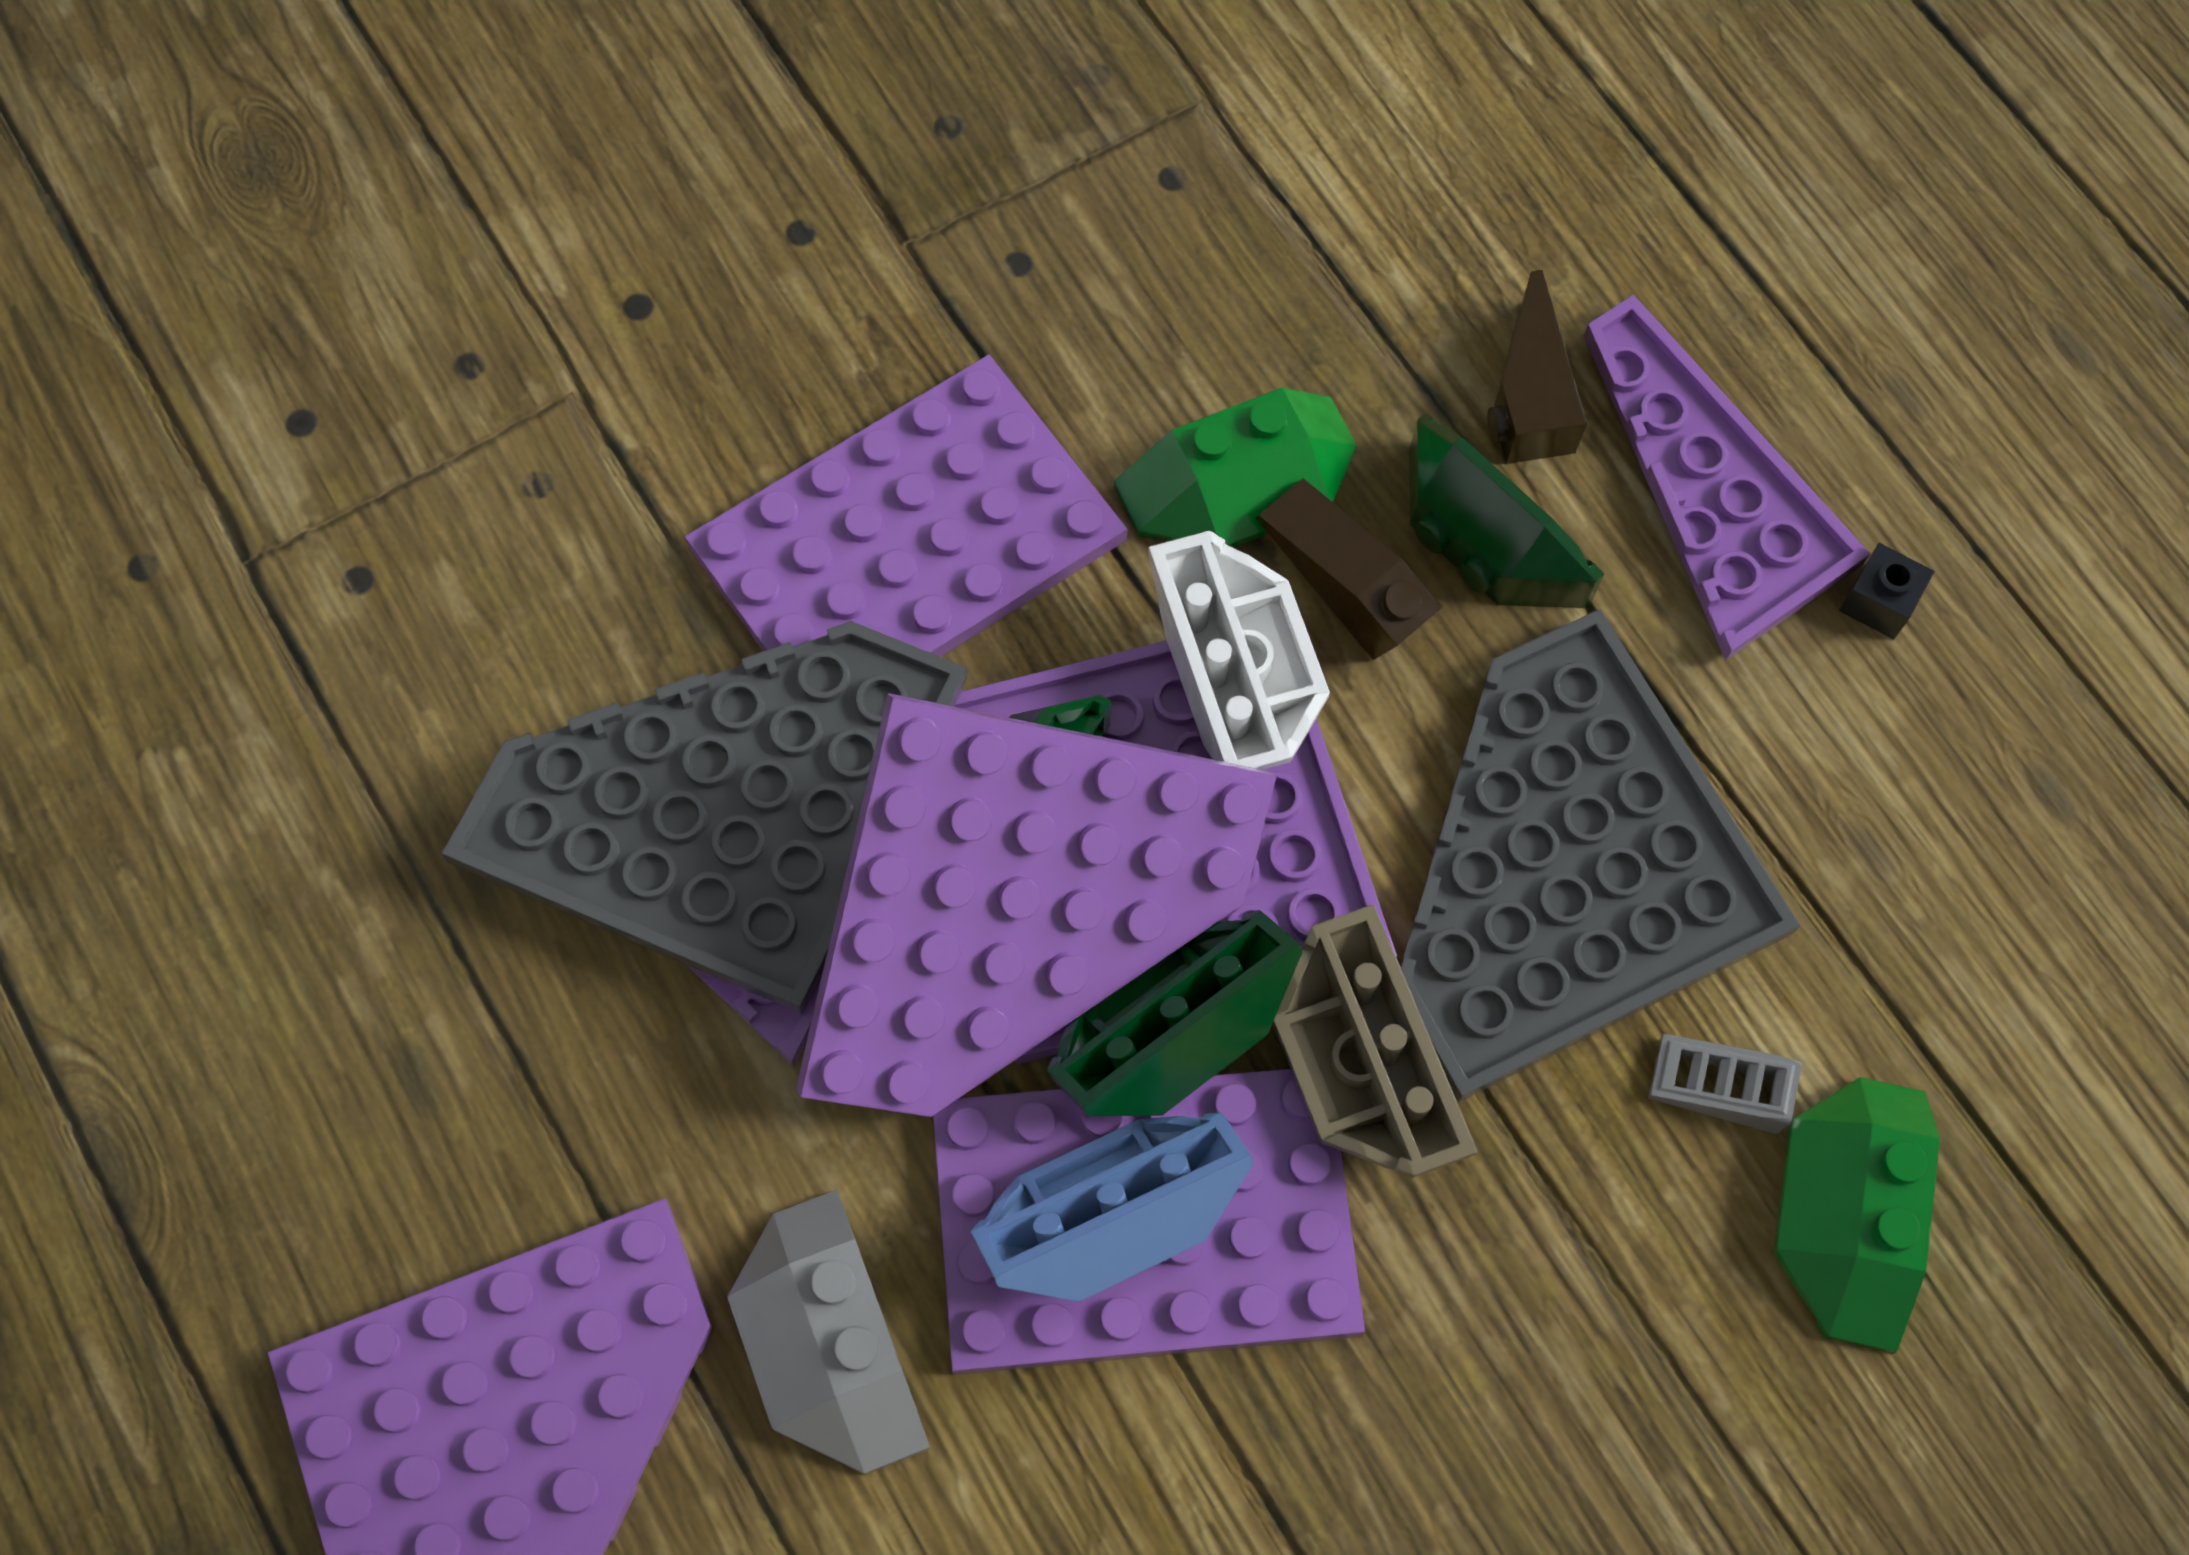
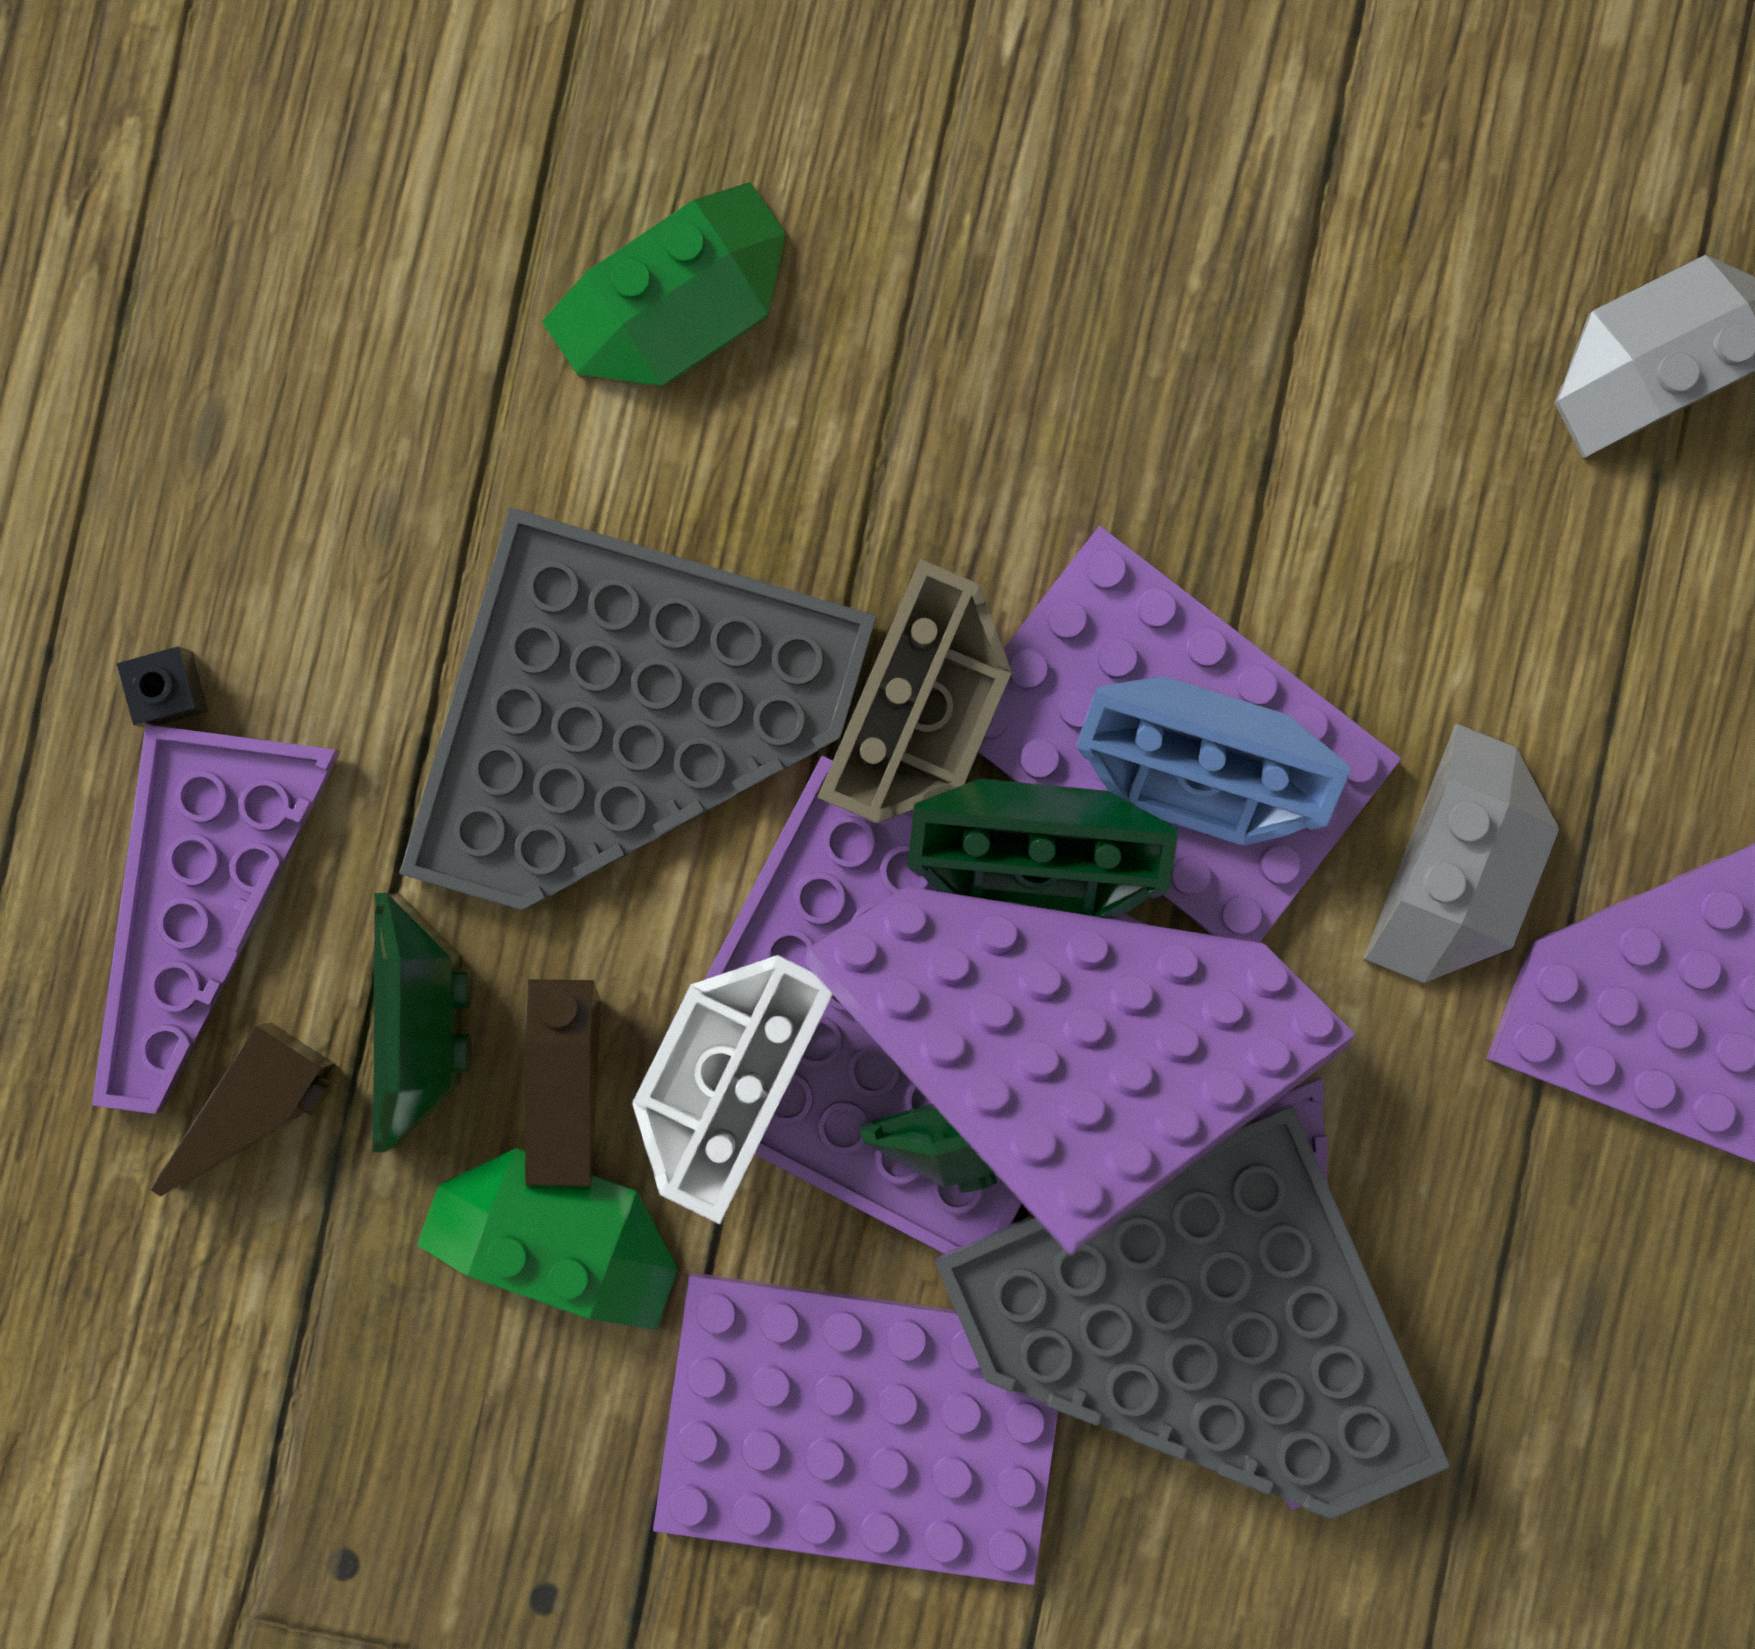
camera: 135 degrees left, 20 degrees up
(1754, 1064) = (646, 411): light grey slope -> none

